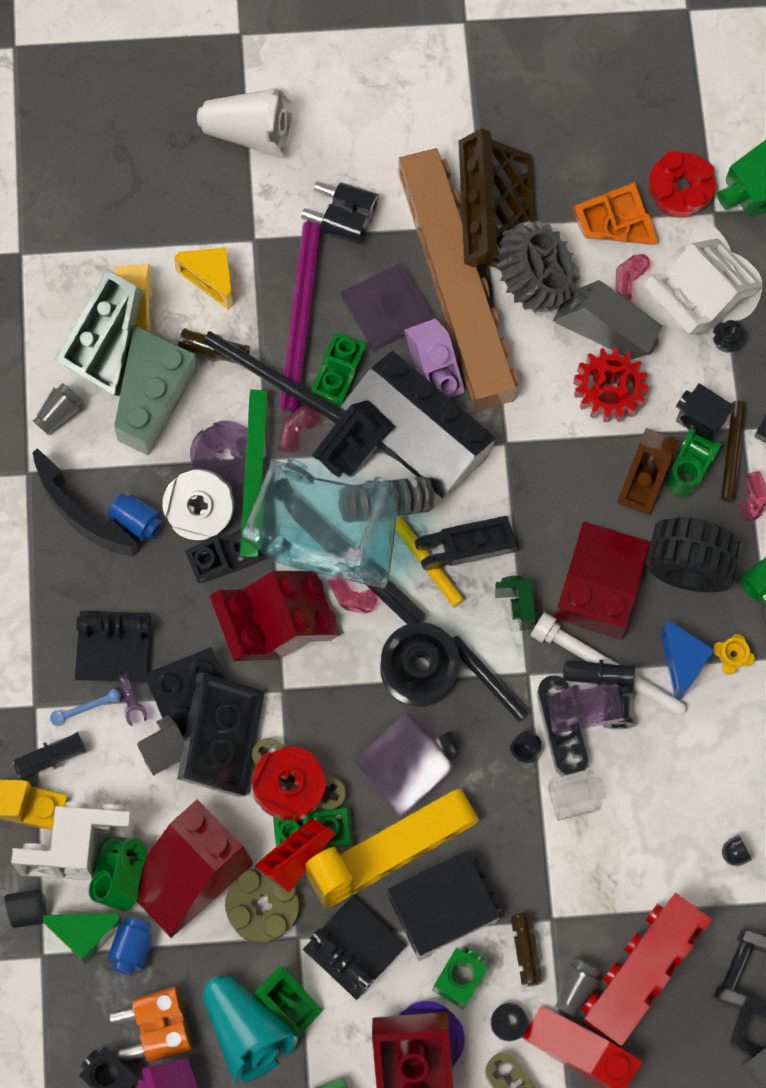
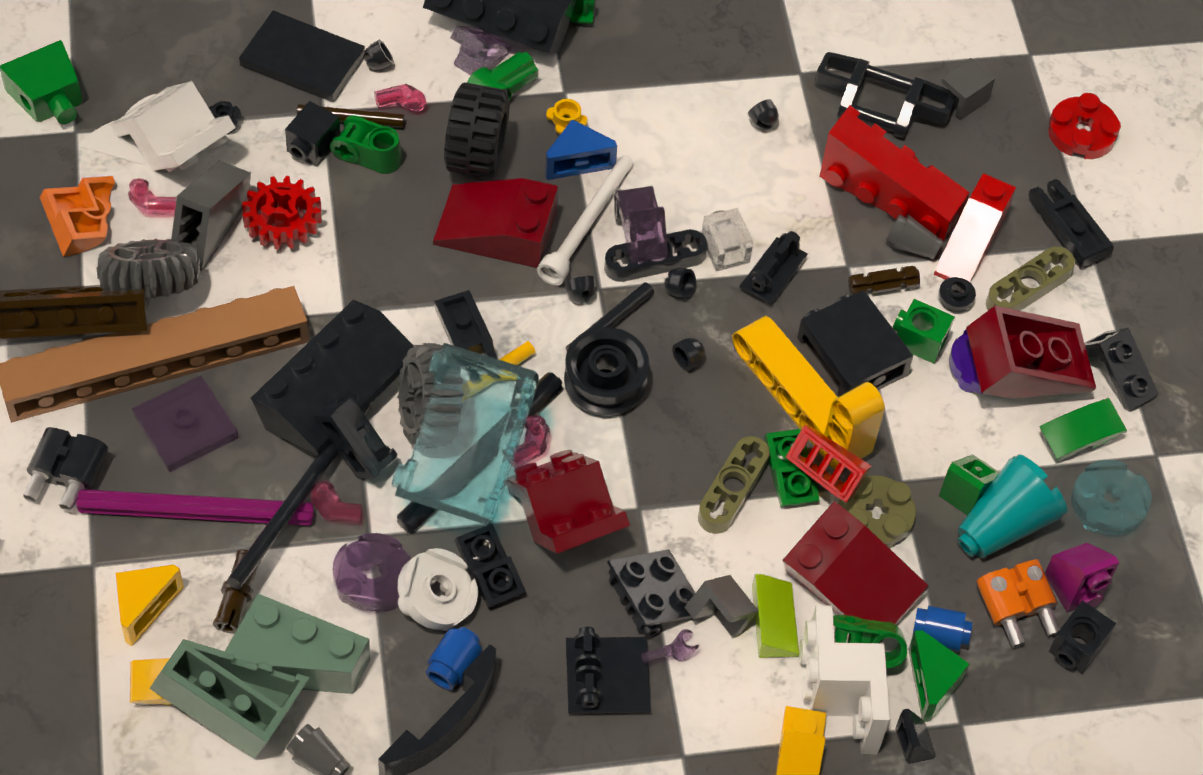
camera: 95 degrees left, 15 degrees down
(49, 756) = (742, 728): black axle -> none
(58, 718) = (695, 727): medium blue hinge -> none
(156, 796) = (776, 617): none -> lime slope
(221, 735) = (703, 550): black tile -> none
(254, 461) = (395, 536): green sticker -> none
(296, 802) = (755, 497): red plate -> none
(338, 369) = (261, 468): green slope -> none
(354, 947) = (912, 426): black hinge -> none
(404, 764) = (713, 384): clear purple plate -> none
(434, 356) = (245, 367): lavender slope -> none
(523, 605) = (528, 284): dark green bracket -> none
(523, 651) = (580, 287): none -> black hinge
(542, 840) = (775, 268): none -> black hinge
(599, 673) = (601, 216): black axle -> none
(647, 471) = (377, 179): reddish brown slope -> none
(682, 166) = (37, 139): red plate -> none

